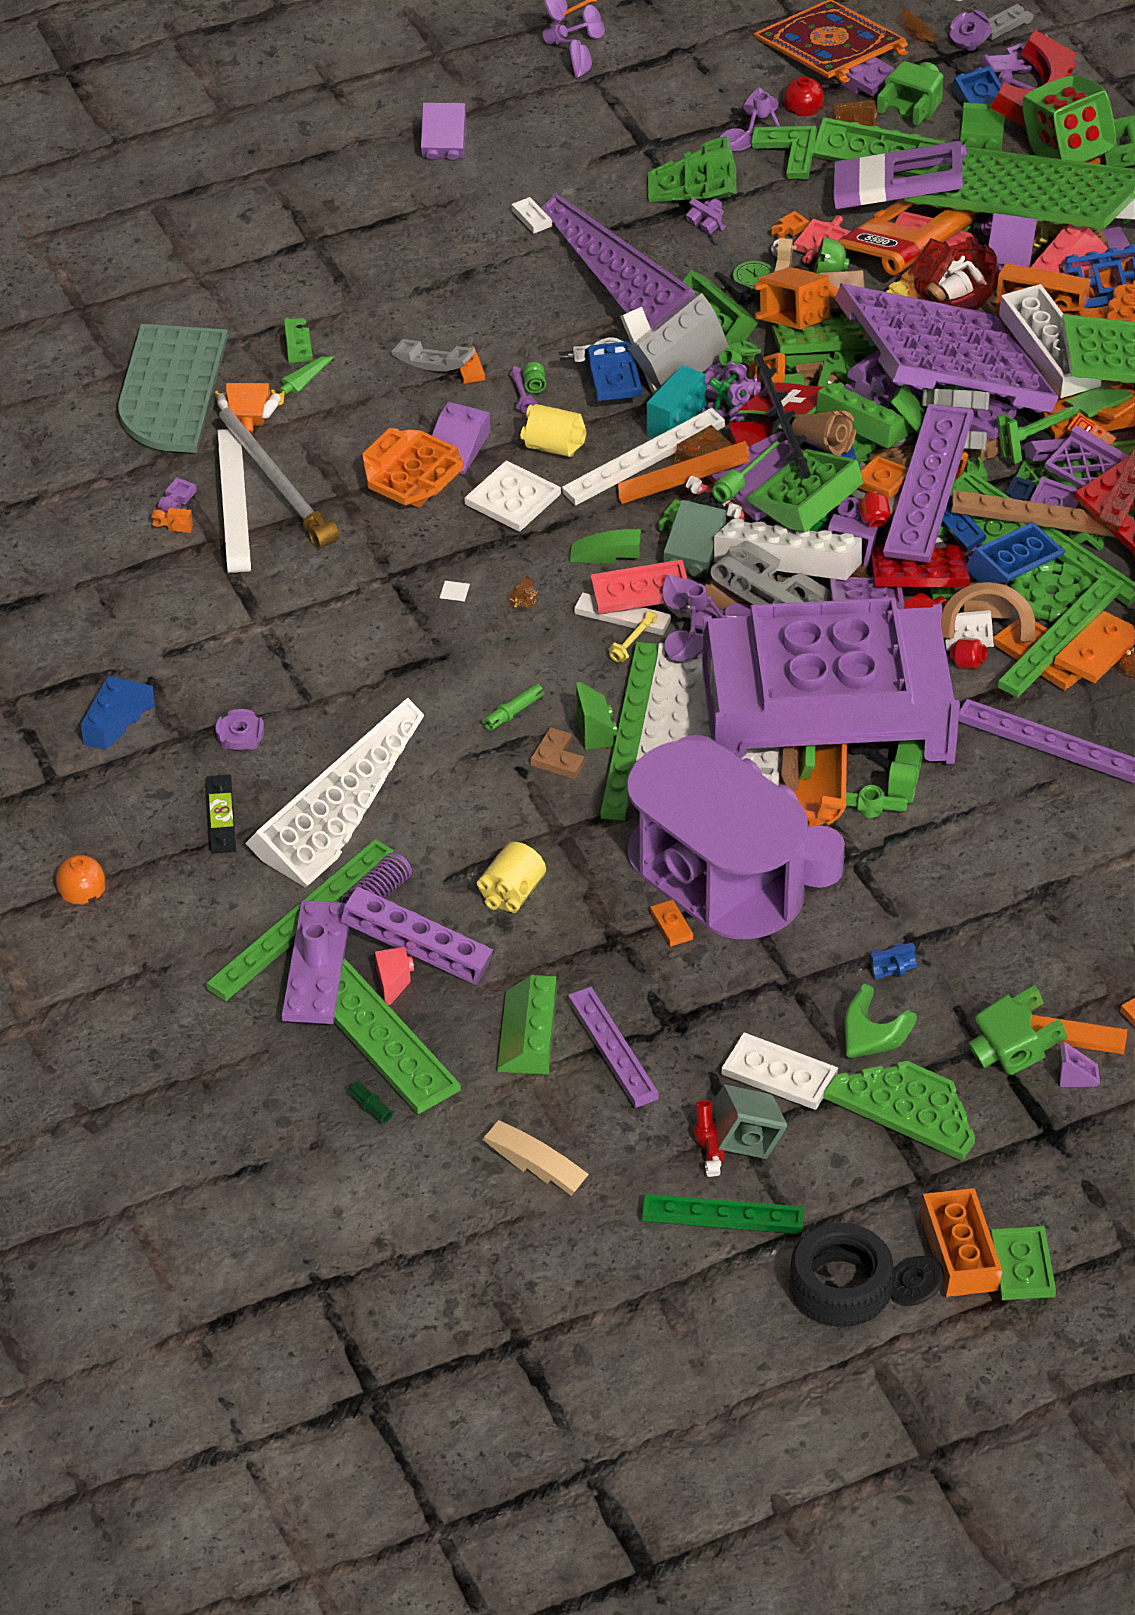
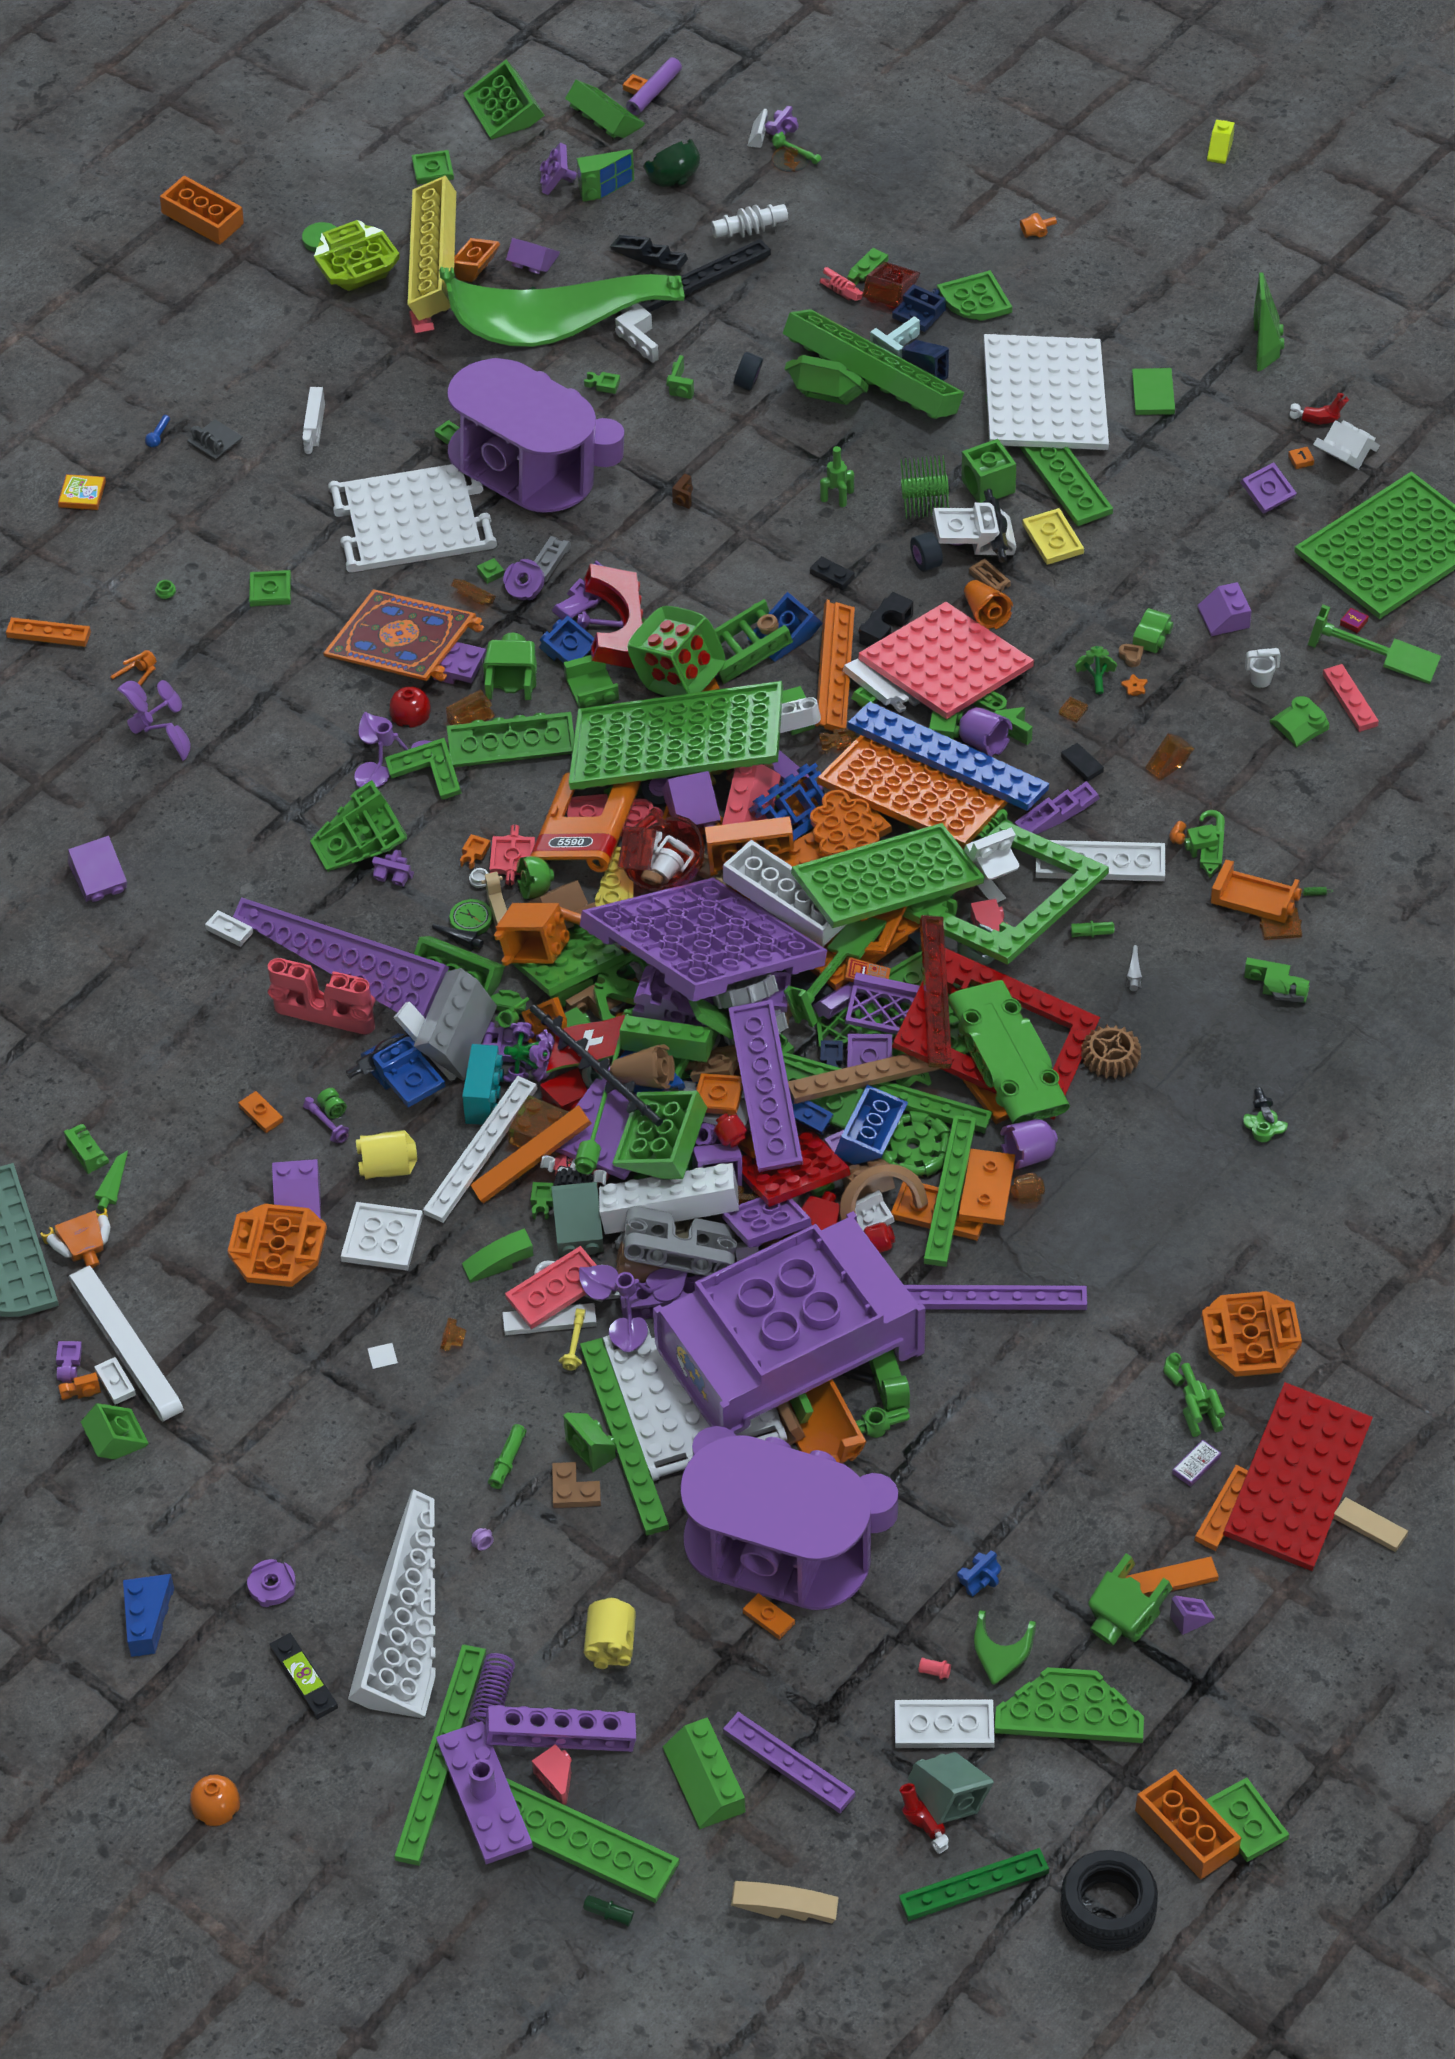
camera: 25 degrees left, 5 degrees up
(179, 562) = (113, 1431): none -> bright green slope
(206, 525) = (115, 1380): none -> white plate
(319, 530) = (227, 1344): flat silver piece -> none
(433, 360) = (226, 1119): light grey slope -> none
(448, 764) = (482, 1539): none -> lavender plate
(580, 295) = (343, 1005): none -> coral connector
(804, 1025) = (935, 1668): none -> coral pin
(872, 177) = (526, 781): medium lavender piece -> none
(930, 1283) = (1184, 1875): black wheel -> none
(945, 15) = (490, 570): none -> bright green plate

